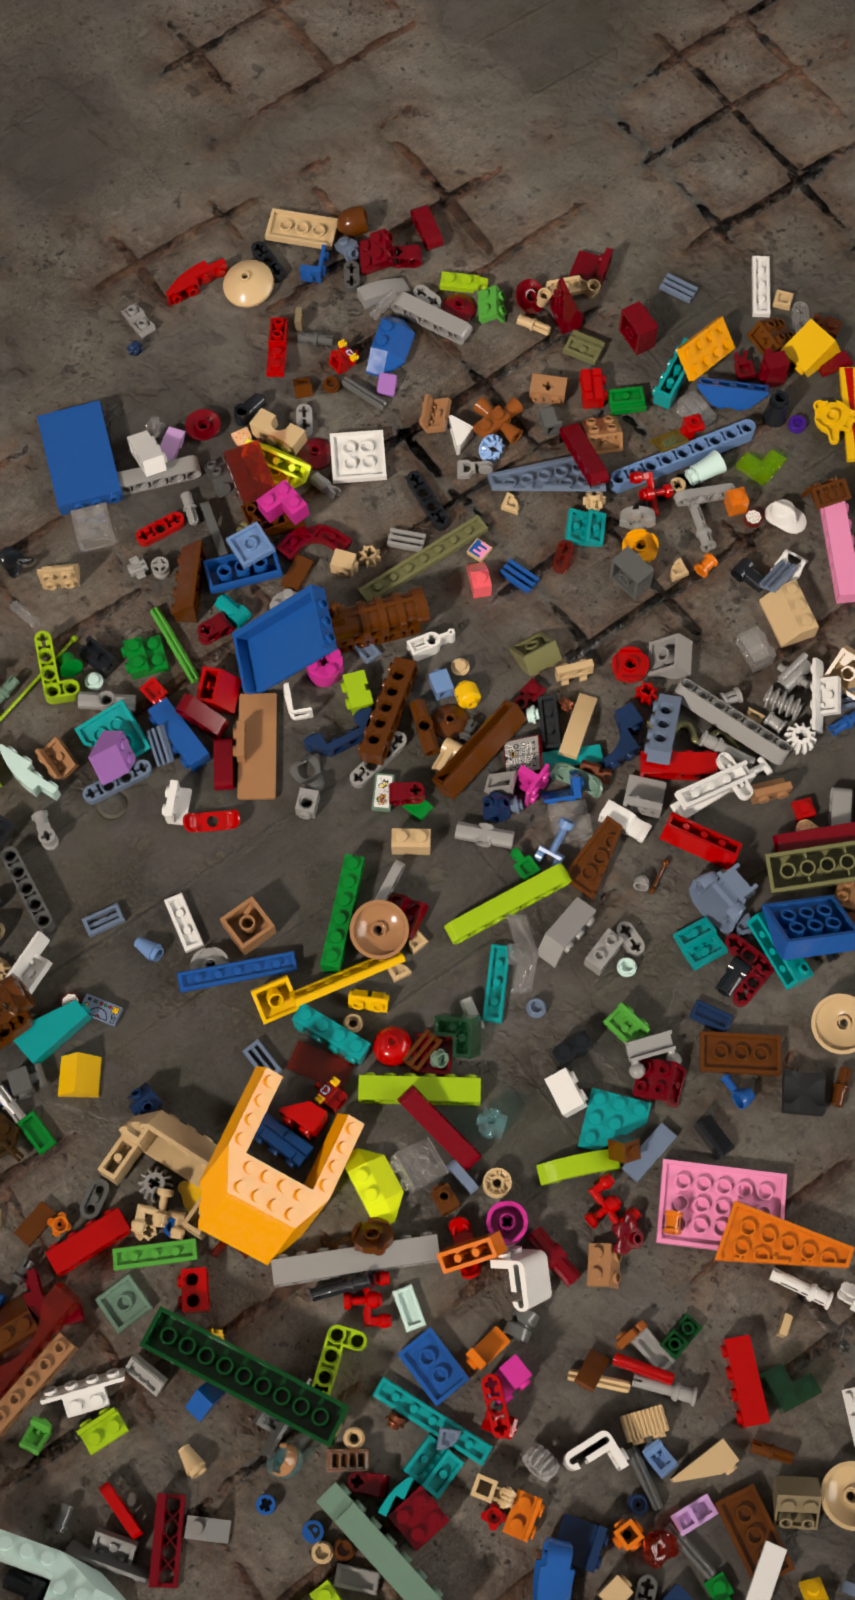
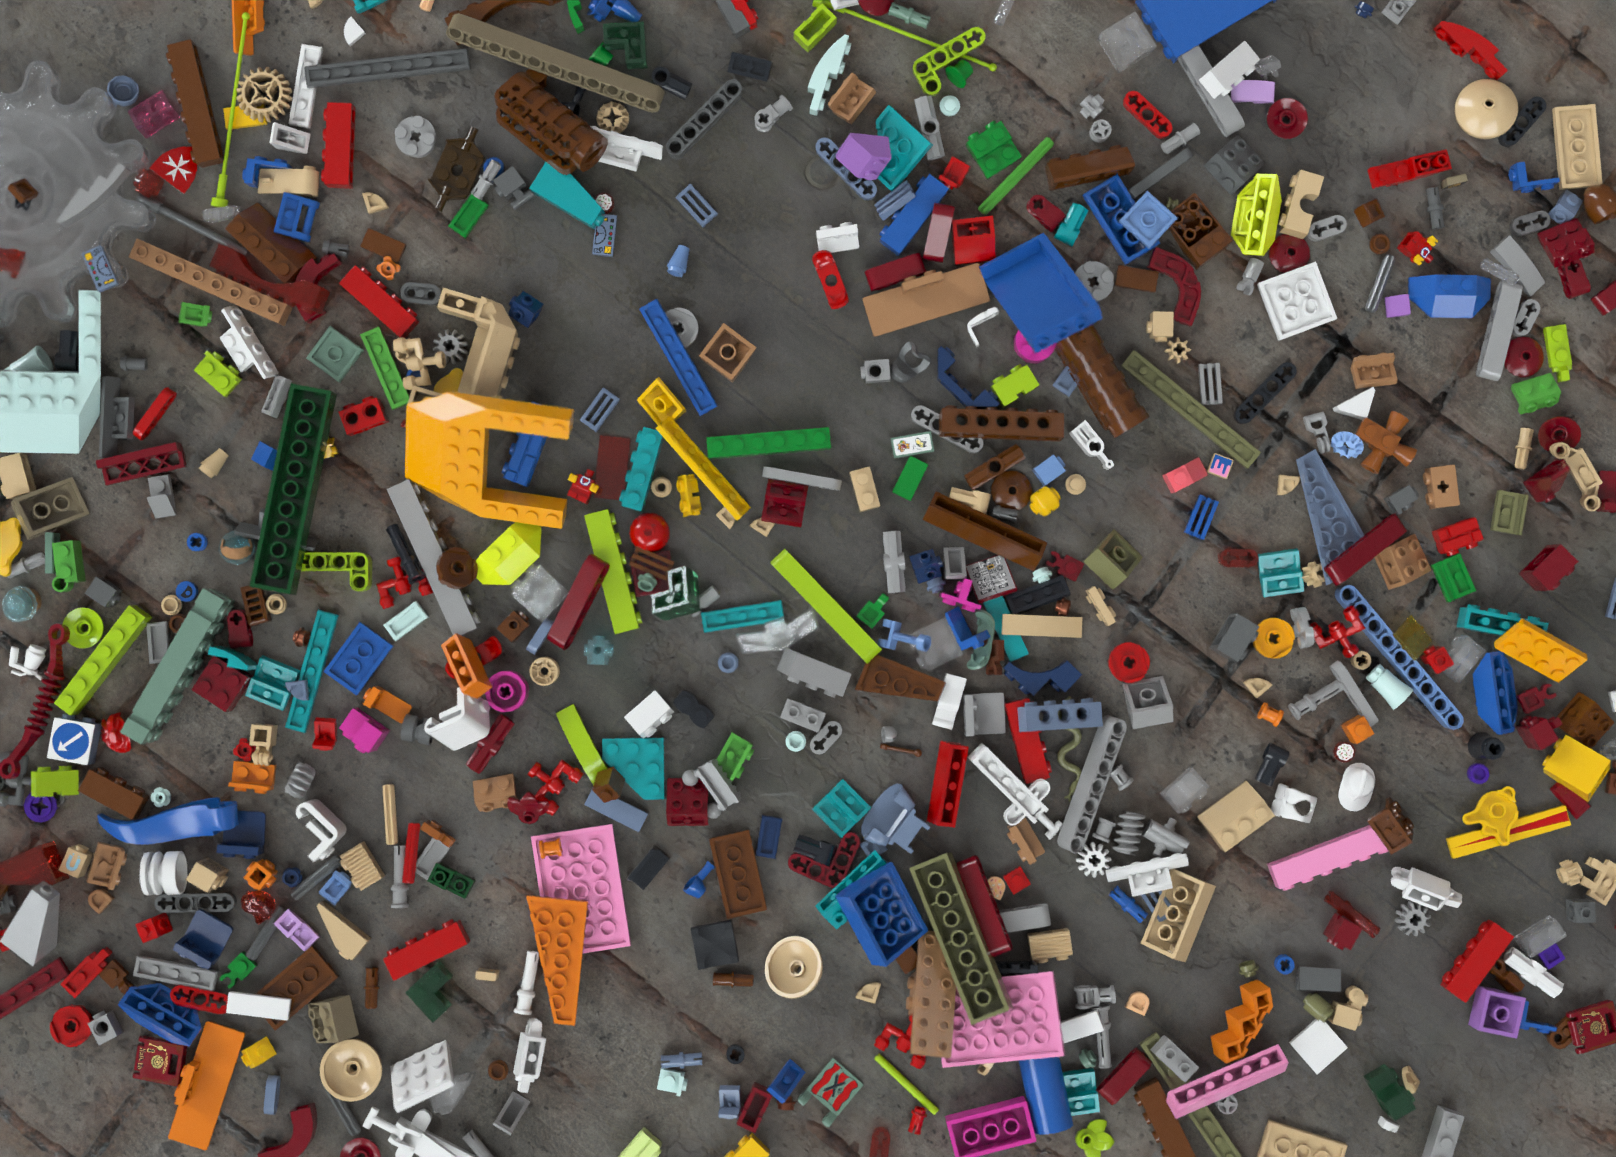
camera: 70 degrees right, 20 degrees up
(59, 576) = (1060, 26): tan bracket -> none
(79, 1075) = (534, 237): yellow slope -> none
(98, 657) = (977, 100): black hinge -> none
(184, 922) = (717, 286): white tile -> none
(241, 436) = (1285, 166): light nougat tile -> none
(245, 411) = (1324, 163): black piece -> none
(249, 471) = (1235, 190): clear red brick -> none
(283, 500) = (1208, 237): dark pink brick -> none
(306, 1118) = (550, 470): red slope -> none
(393, 929) = (747, 493): medium nougat dish -> none
(403, 793) = (913, 465): dark red piece -> none
(505, 1421) = (324, 739): red beam -> none
(591, 1370) = (394, 806): reddish brown slope -> none
(646, 693) = (1105, 688): red gear -> none
(718, 745) = (1059, 778): light grey pin -> none
(755, 715) = (1106, 806): tan tile -> none
(762, 470) = (1407, 747): clear neon green plate -> none
(774, 580) = (1273, 792): sand blue tile -> none

